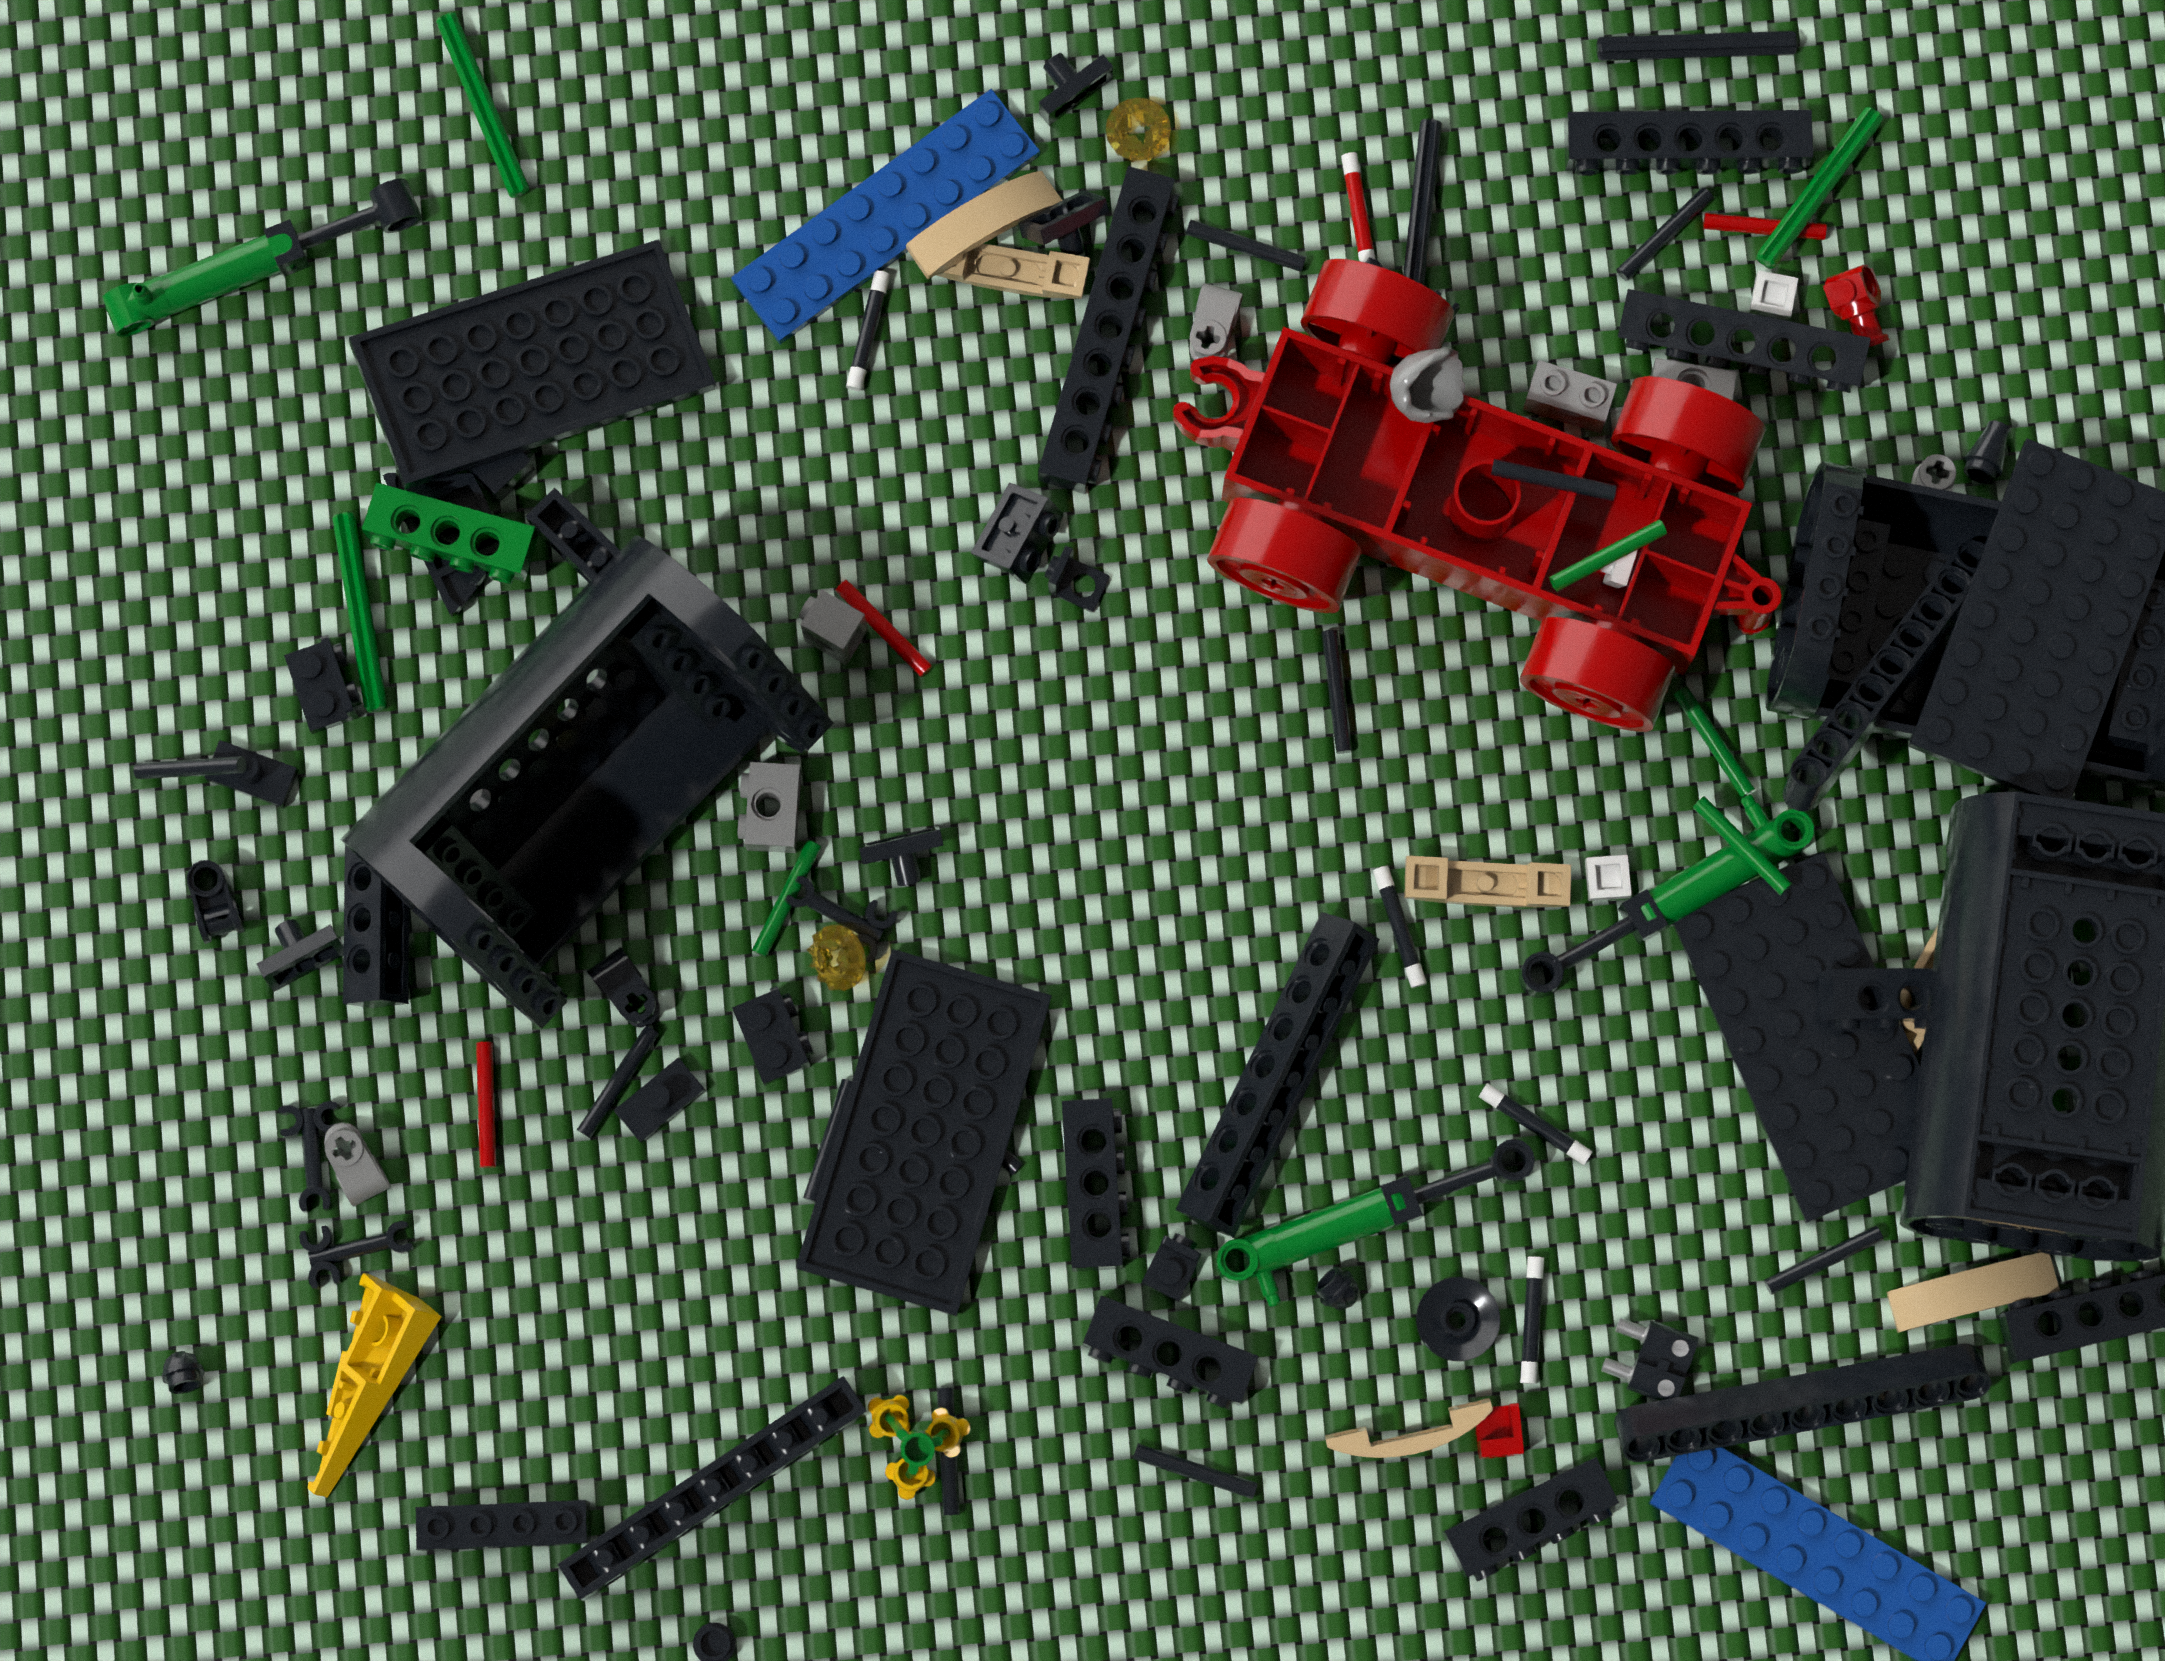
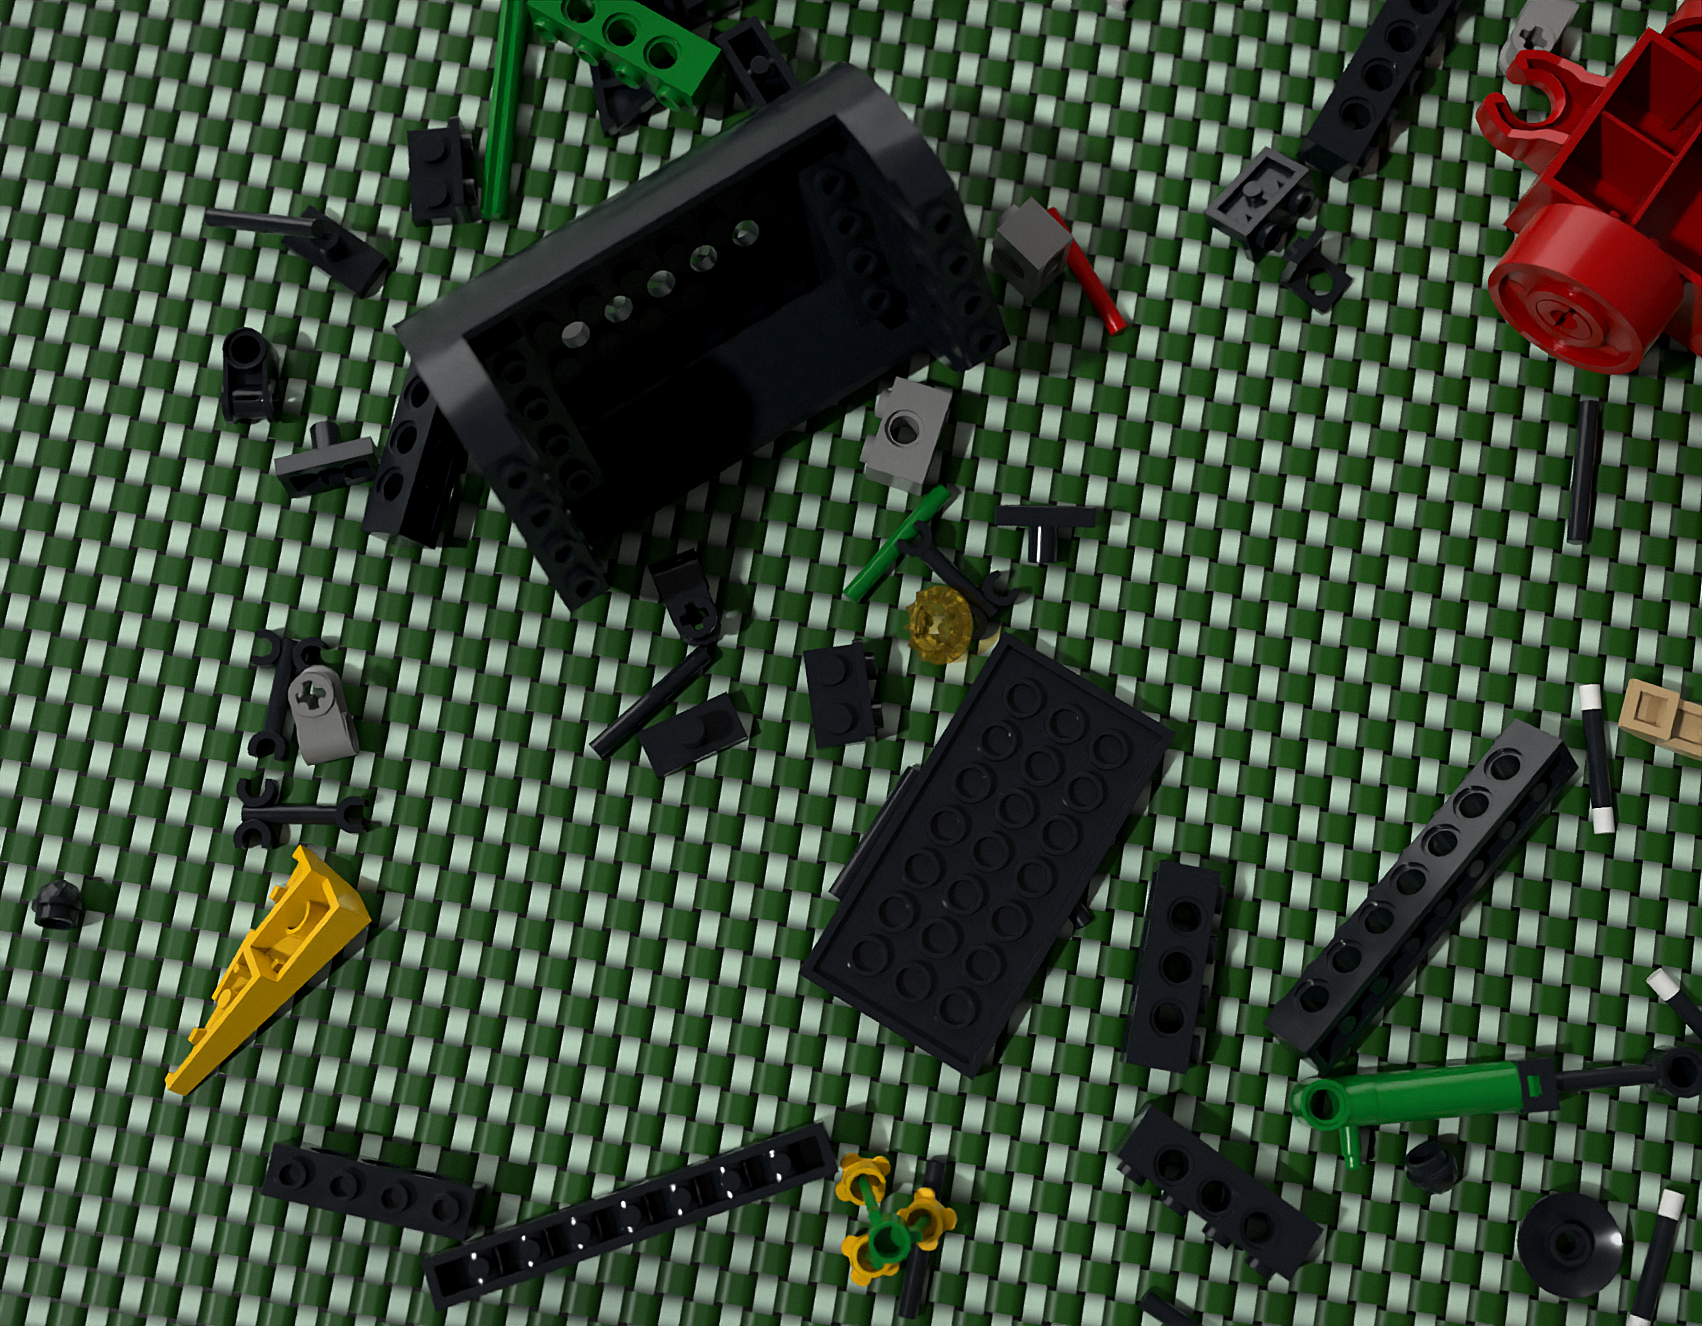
camera: 15 degrees right, 0 degrees up
(486, 1104) = (493, 688): red bar -> none
(1172, 1266) = (1241, 1088): black bracket -> none

